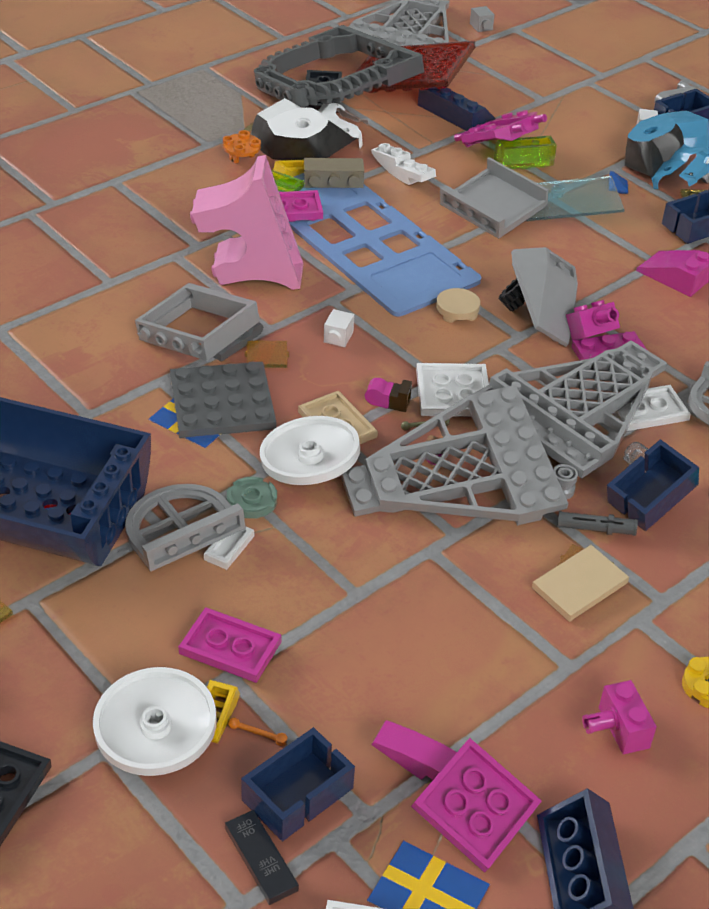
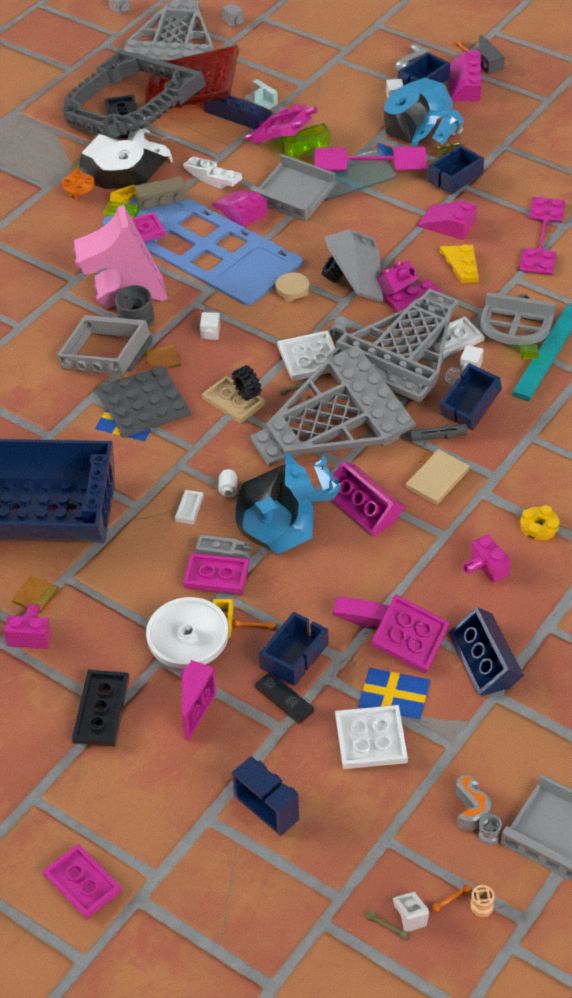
camera: 10 degrees left, 5 degrees up
(127, 821) = (197, 694): none -> dark pink slope
(188, 537) = (160, 510): light grey window -> none
(252, 609) = (223, 547): none -> light grey hinge
(253, 496) = (192, 469): sand green tile -> none
(254, 281) = (135, 303): none -> dark grey wheel
(290, 525) = (228, 483): none -> white brick
(310, 450) = (223, 426): white dish -> none
(343, 569) = (278, 505): none -> dark azure piece
(357, 402) = (246, 382): none -> black tyre
(389, 394) = (266, 369): leg -> none
(427, 207) = (242, 207): none -> dark pink slope
(468, 588) = (366, 499): none -> dark pink slope
(491, 99) = (262, 95): none -> light aqua panel
(502, 360) = (339, 327): none -> light grey wheel
(567, 477) = (410, 404): light grey wheel -> none
(637, 191) = (404, 158): none -> dark pink hinge
(669, 433) = (471, 355): none -> white brick
(683, 321) = (462, 261): none -> yellow wing

